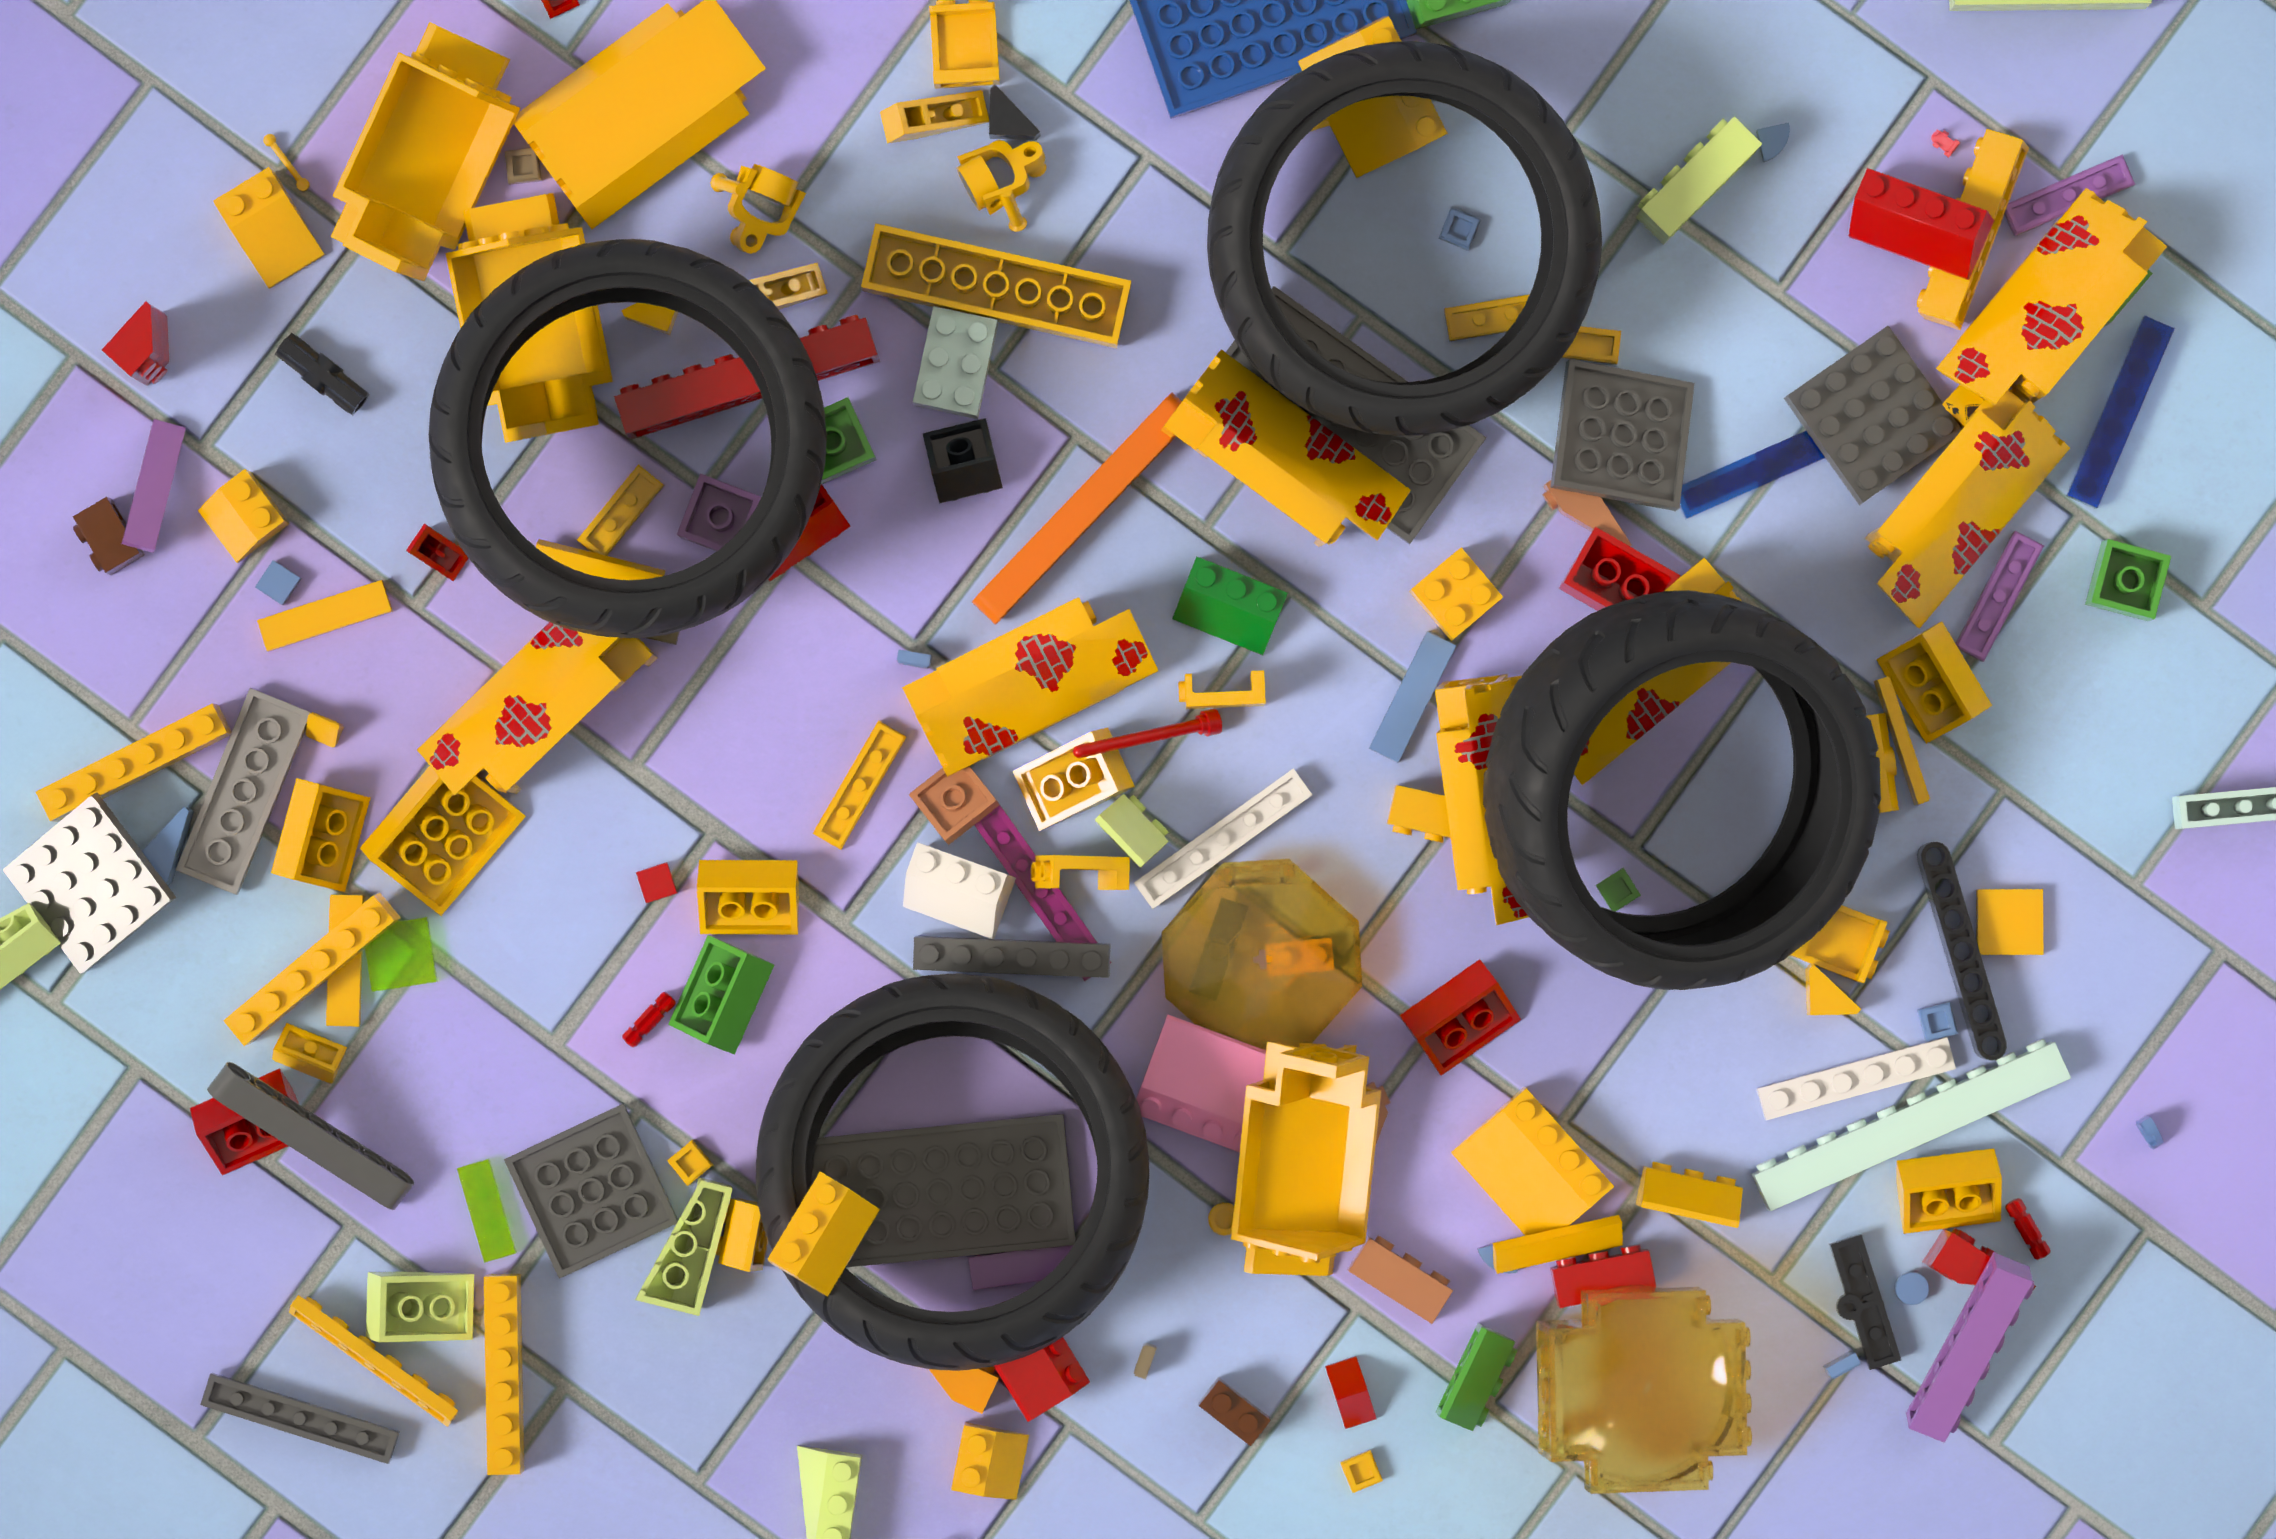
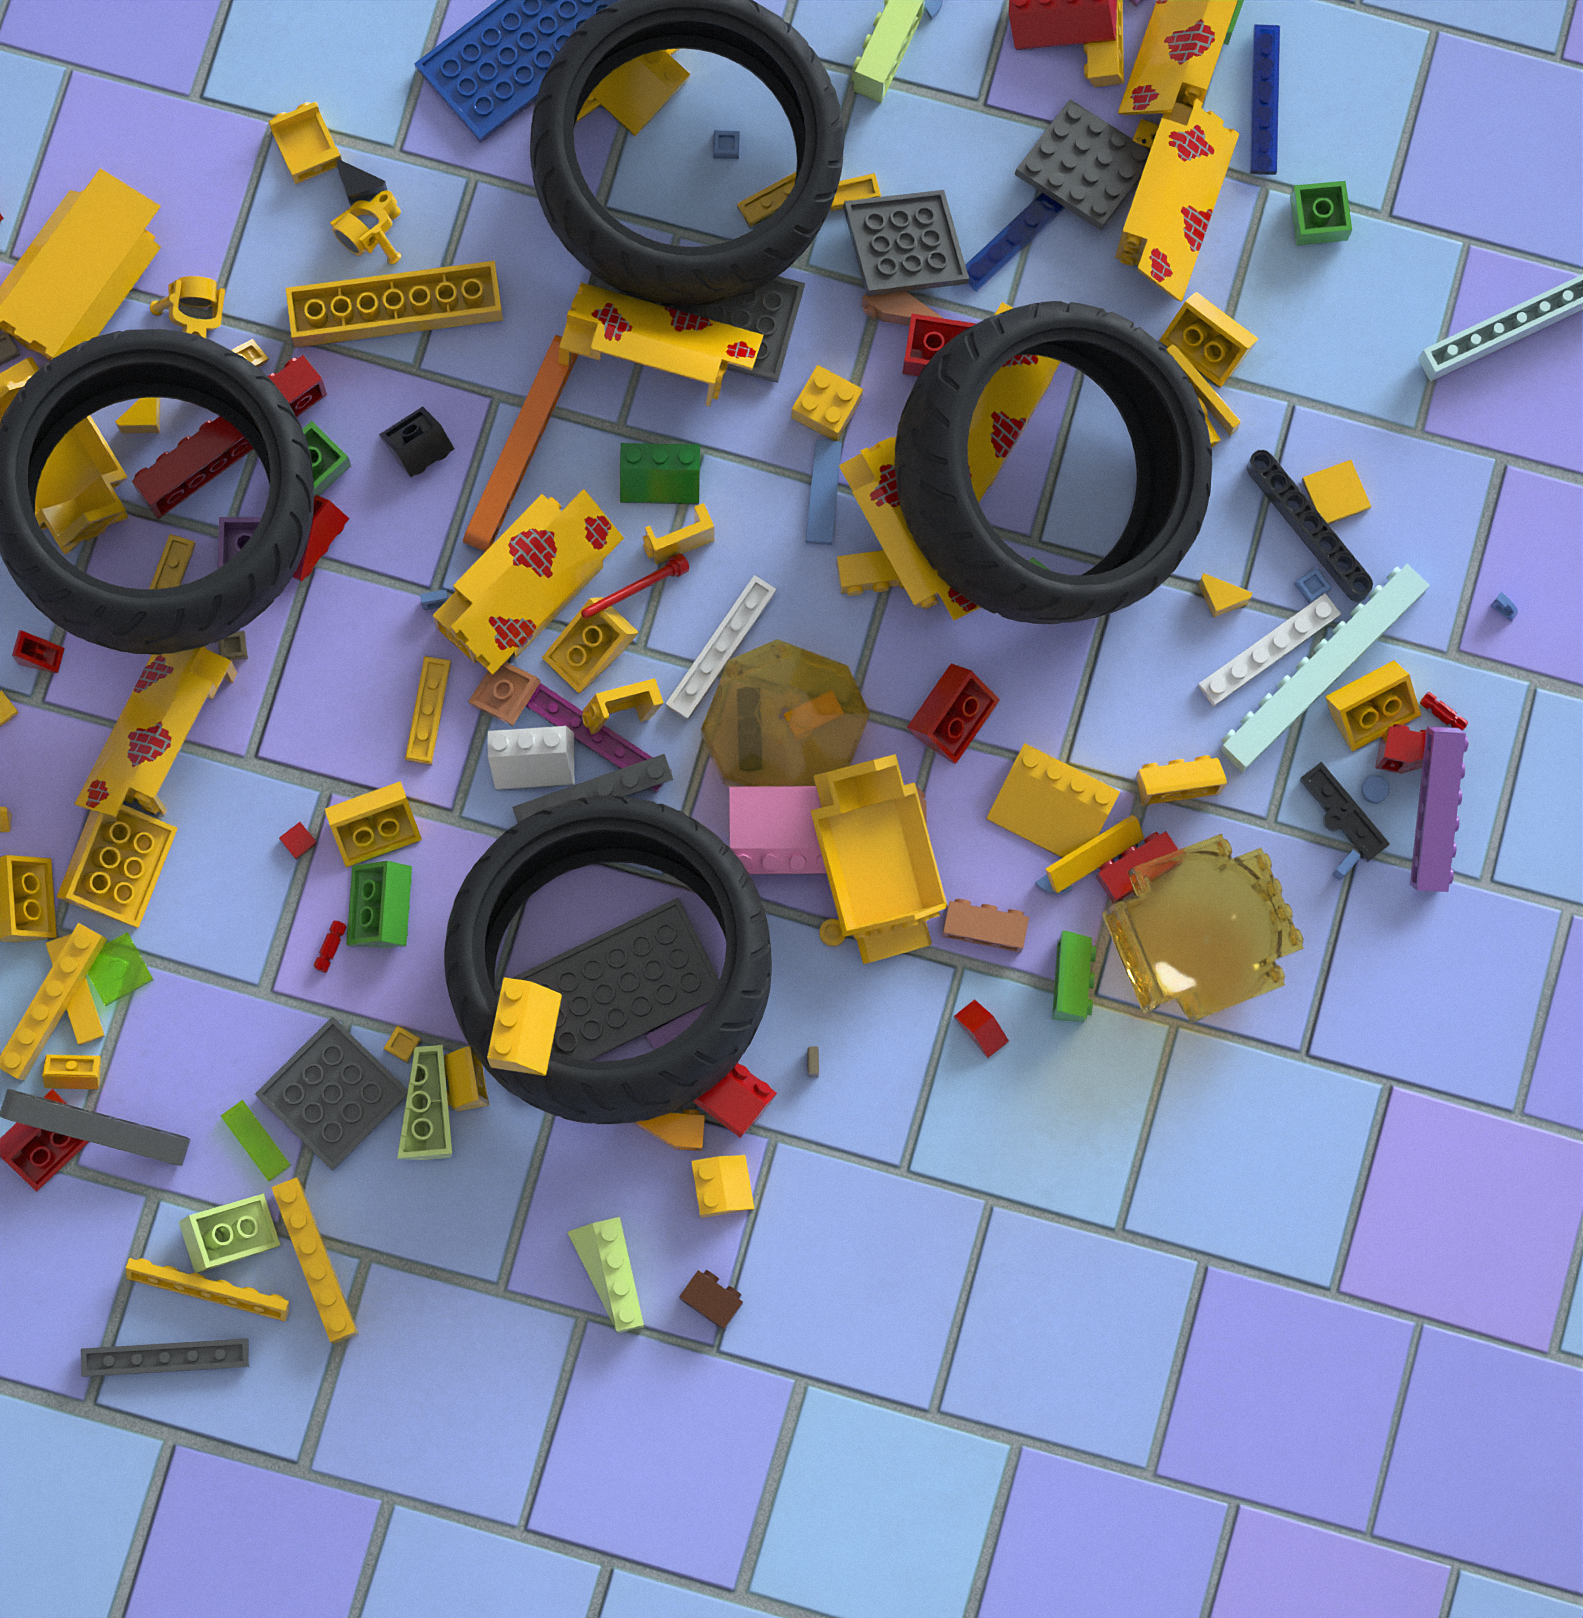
camera: 25 degrees left, 10 degrees down
(933, 116) = (300, 201): yellow slope -> none
(955, 362) = (384, 371): light aqua brick -> none
(1132, 830) = (643, 662): yellowish green slope -> none
(1234, 1411) = (897, 1074): reddish brown brick -> none
(1361, 1471) = (1013, 1085): yellow tile -> none
(1846, 945) = (1219, 553): yellow panel -> none
(1998, 596) = (1230, 261): medium lavender tile -> none

